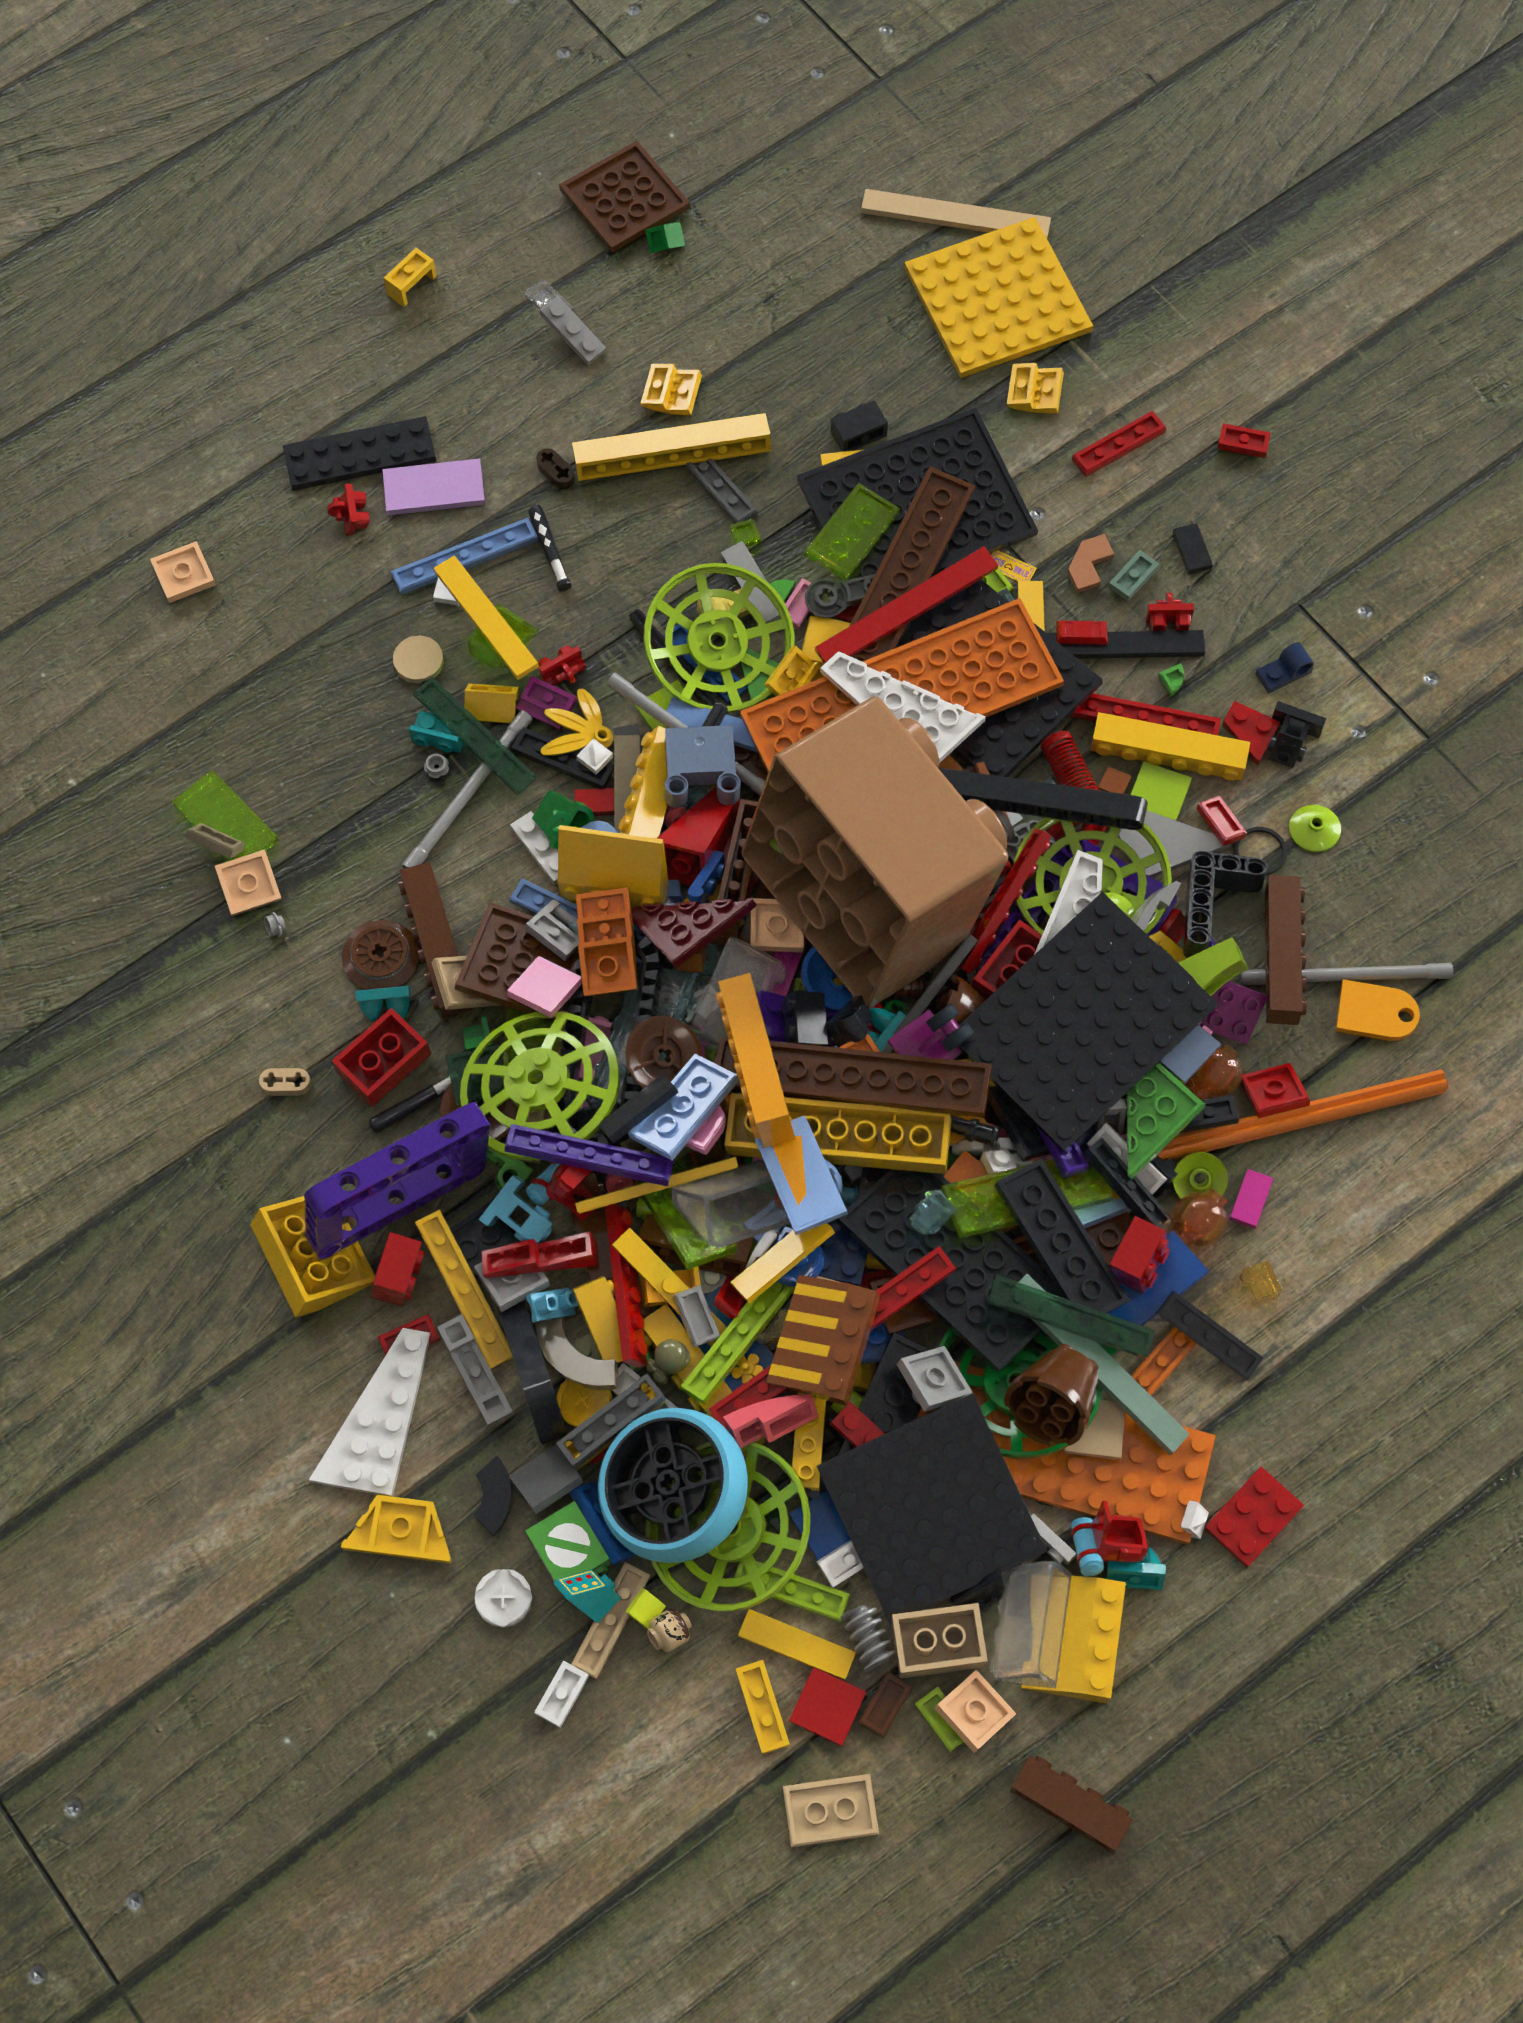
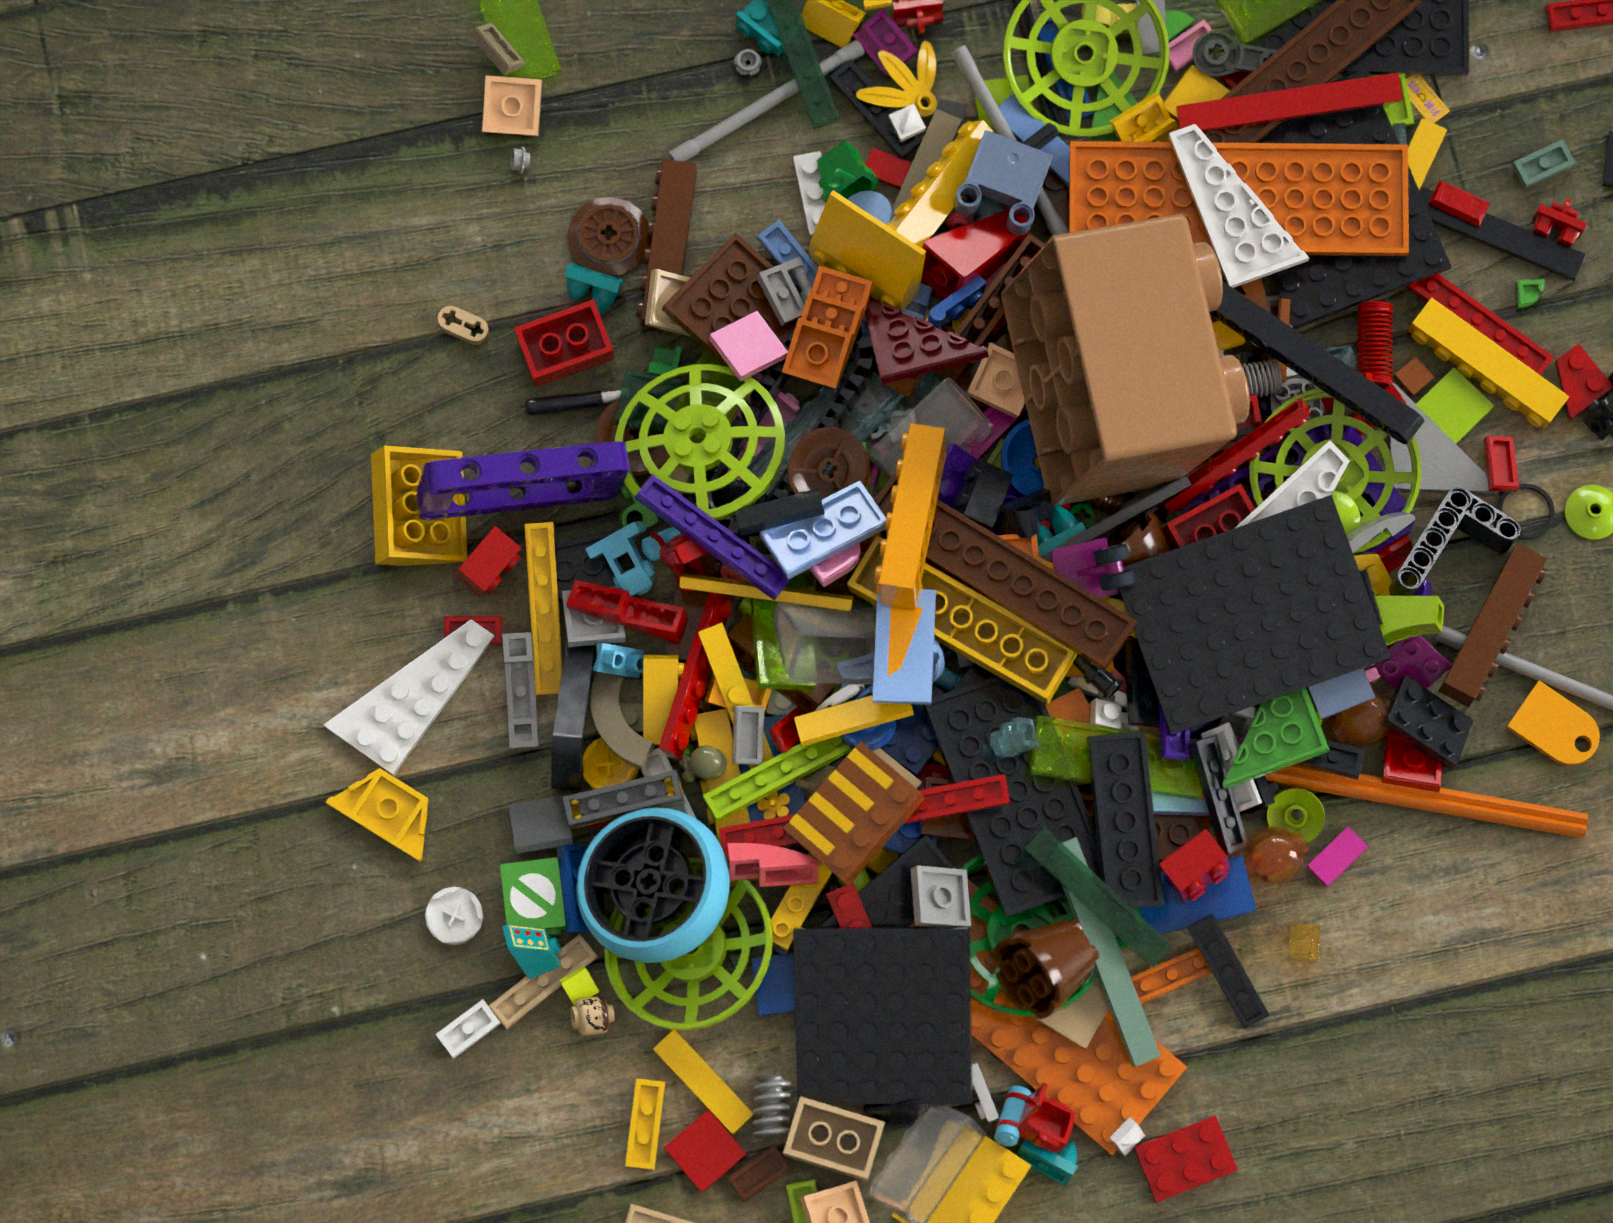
camera: 20 degrees right, 10 degrees up
(496, 1496) = (489, 817): black tile -> none
(802, 1593) = (730, 1037): lime tile -> none
(840, 1564) = (776, 1027): white plate -> none
(1088, 554) = (1510, 119): nougat tile -> none
(1271, 1051) = (1427, 722): none -> black plate

